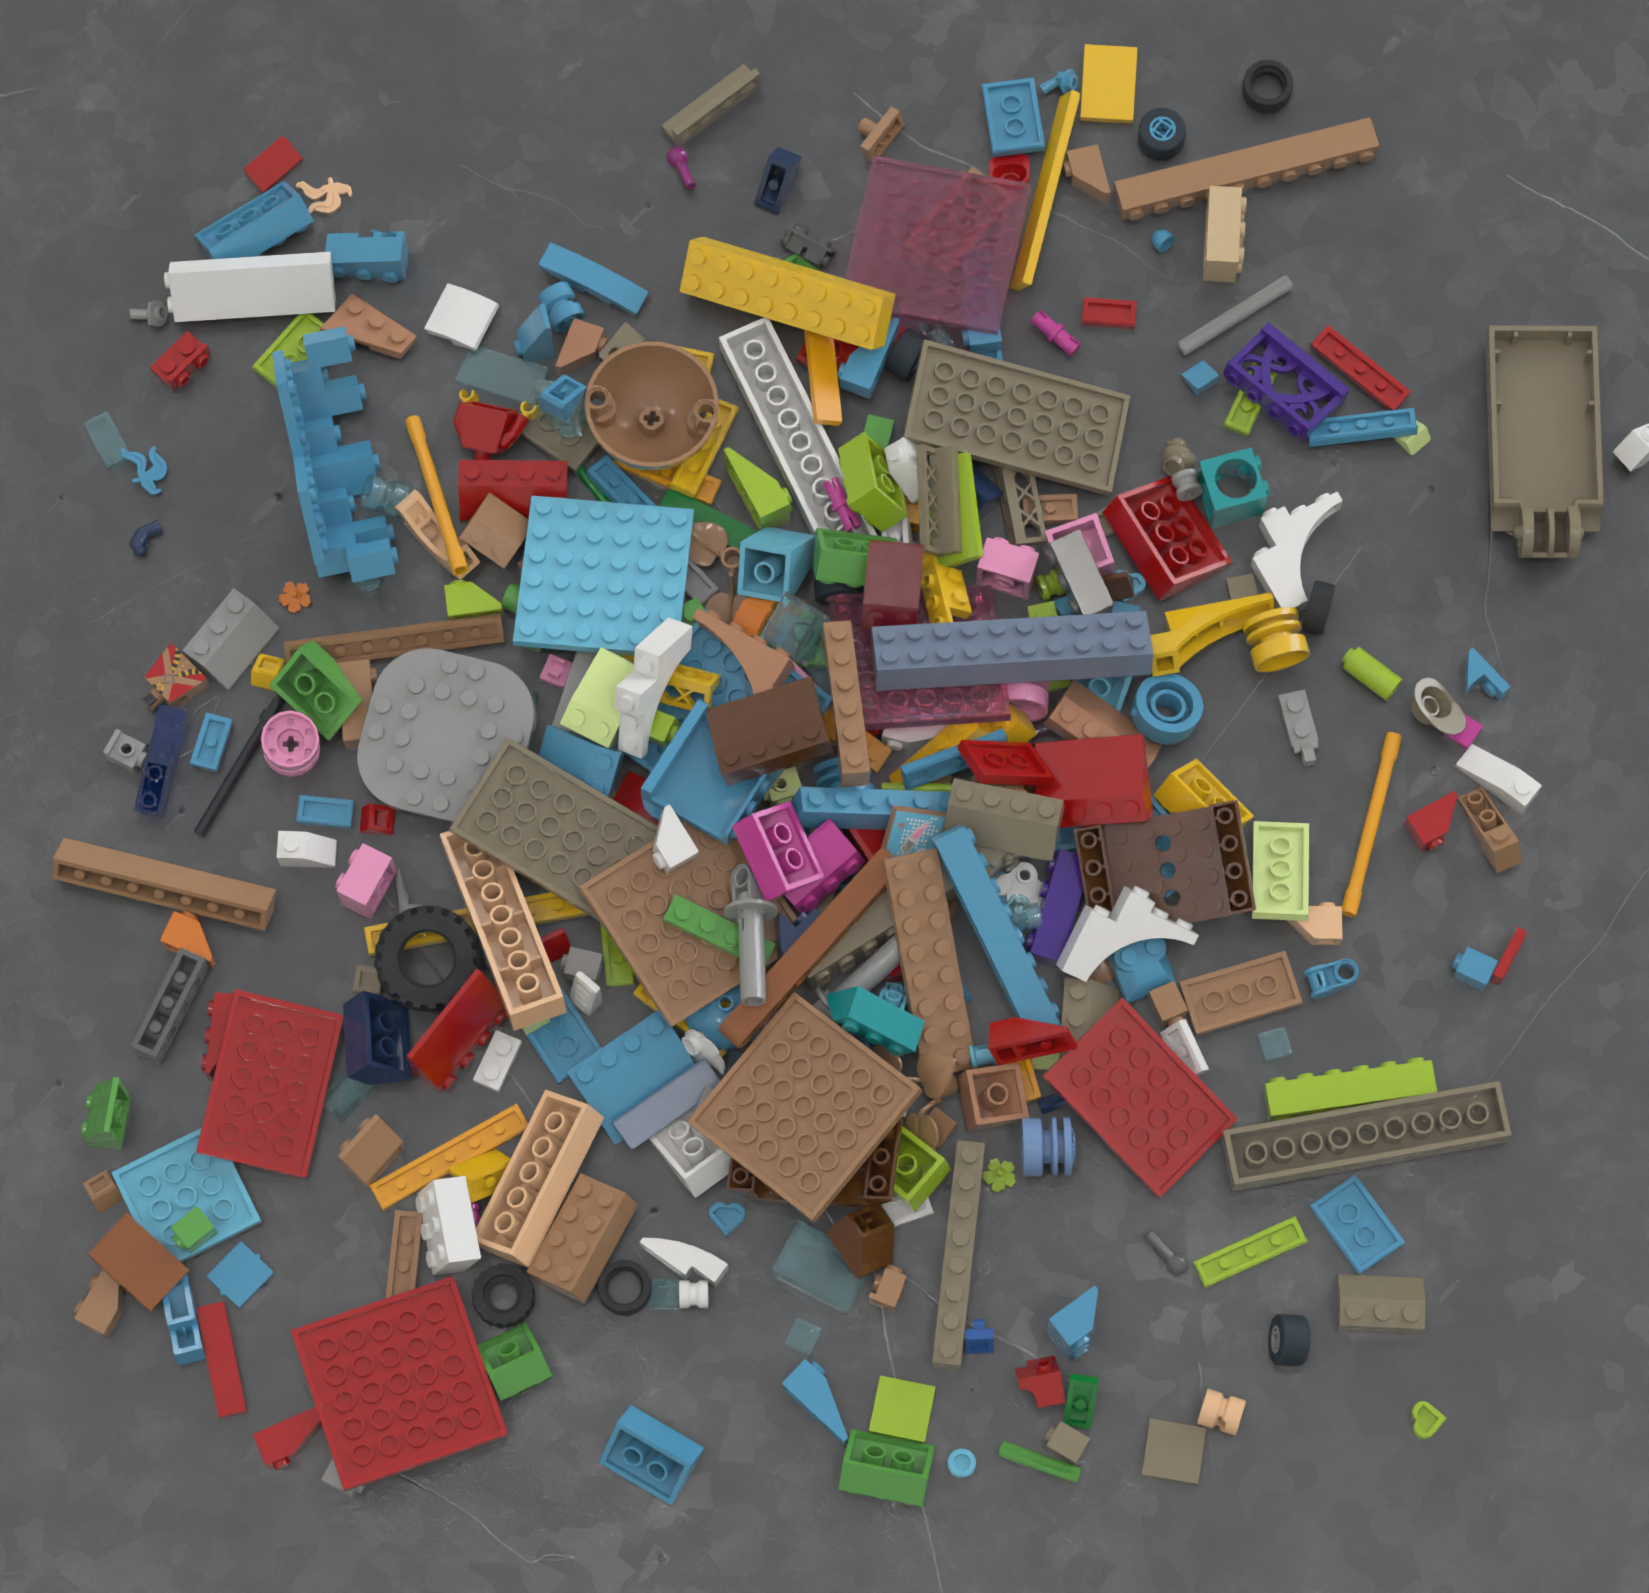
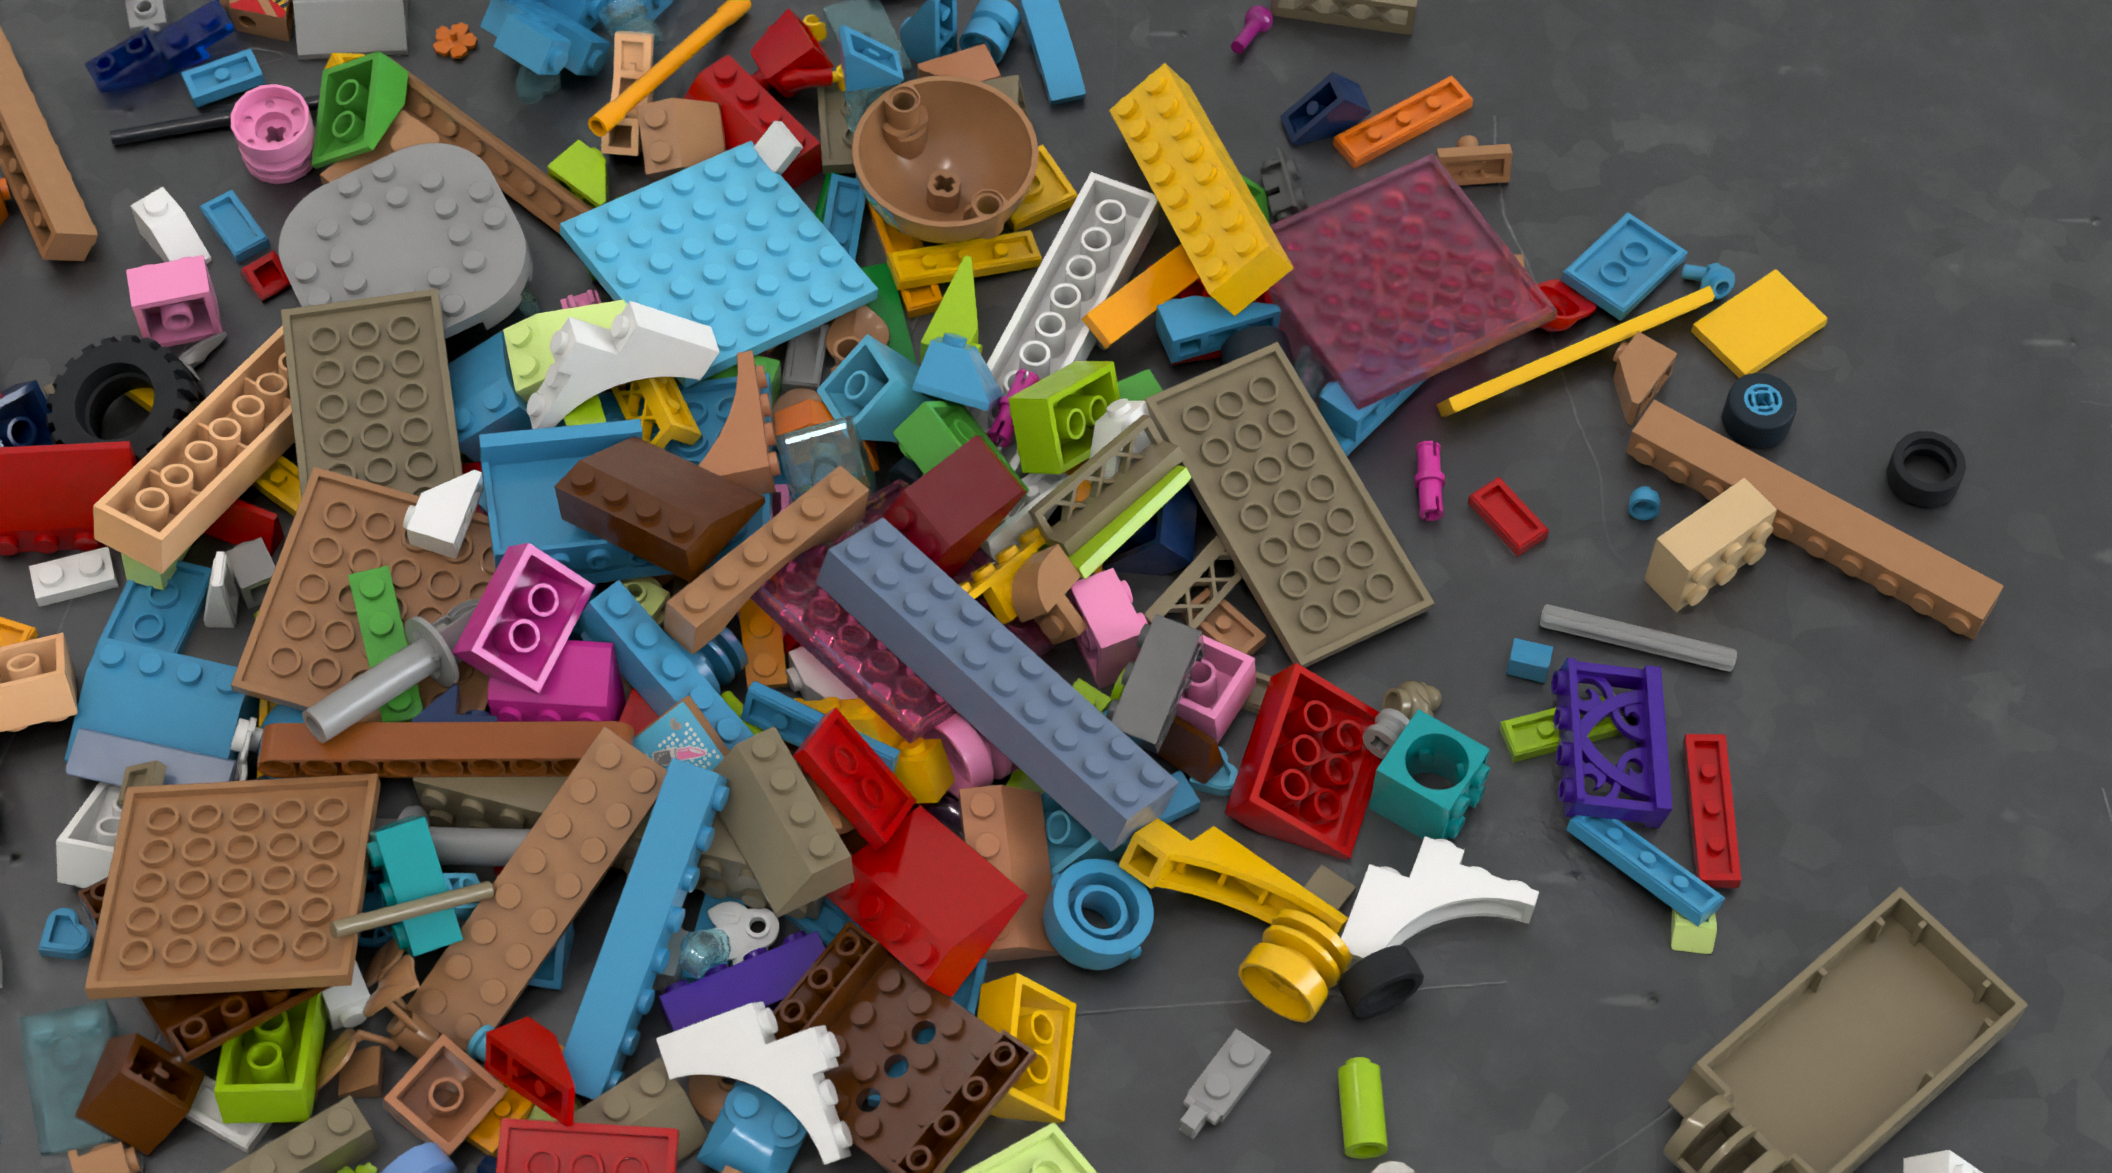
camera: 45 degrees right, 15 degrees down
(368, 672) = (412, 134): none -> medium nougat tile
(554, 485) = (778, 147): none -> white tile
(679, 1113) = (142, 774): none -> dark tan tile
(805, 518) = (957, 374): none -> dark azure slope
(816, 144) = (1402, 122): none -> orange tile
(900, 1031) = (410, 909): none -> dark tan bar
(972, 584) = (1040, 594): none -> medium nougat brick

